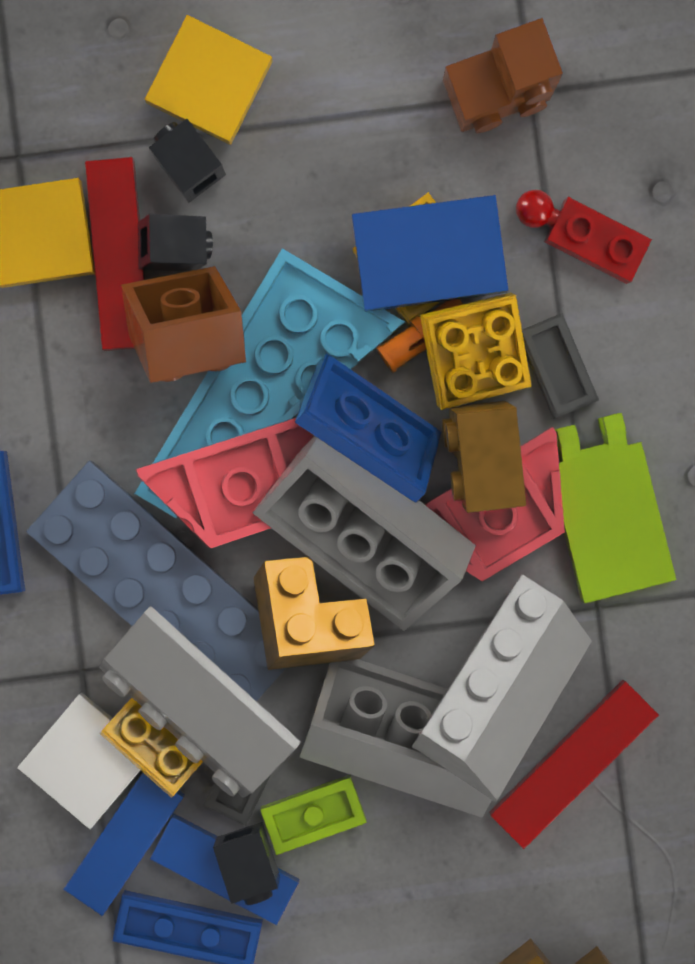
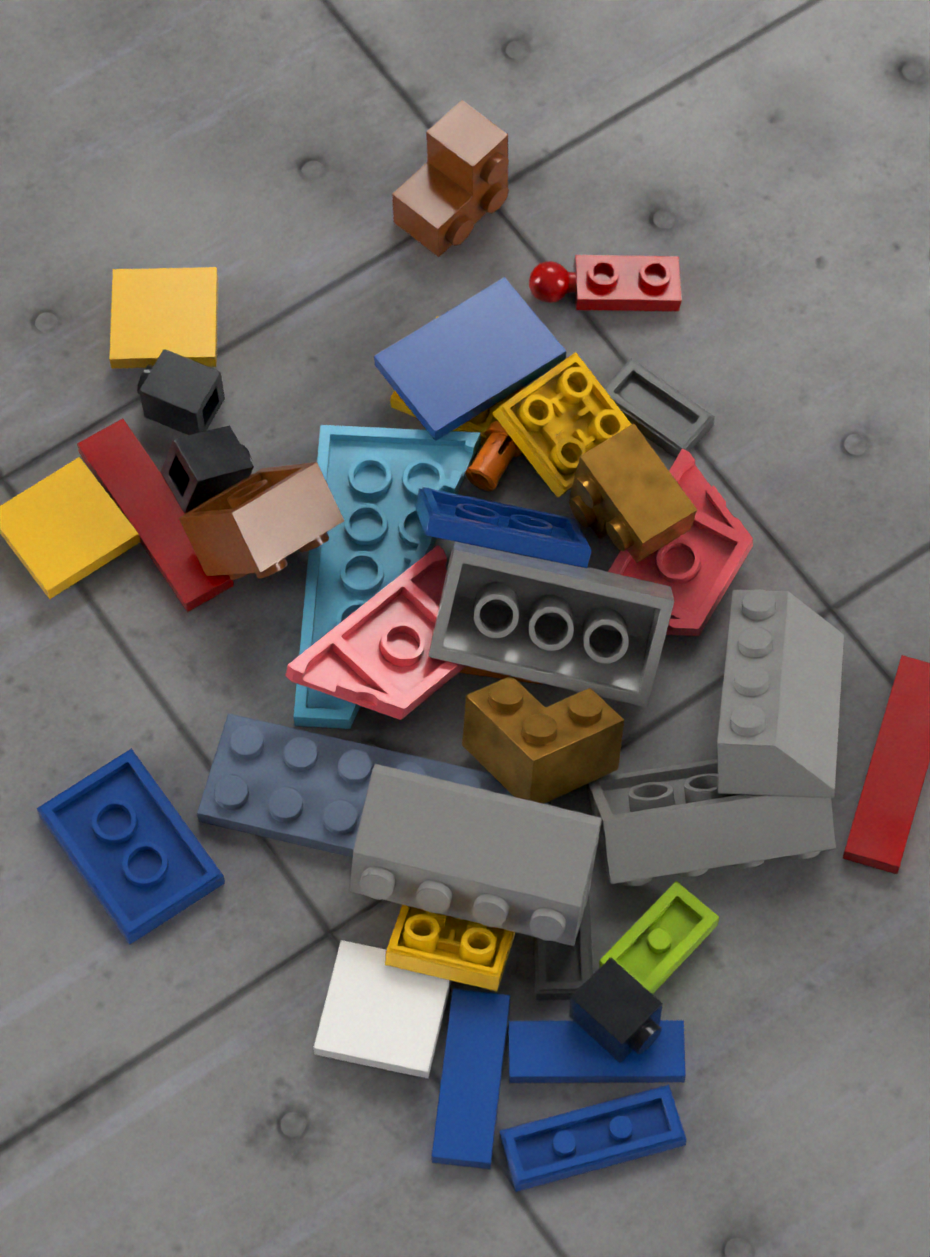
camera: 30 degrees left, 25 degrees down
(611, 514) = (796, 515): lime tile -> none

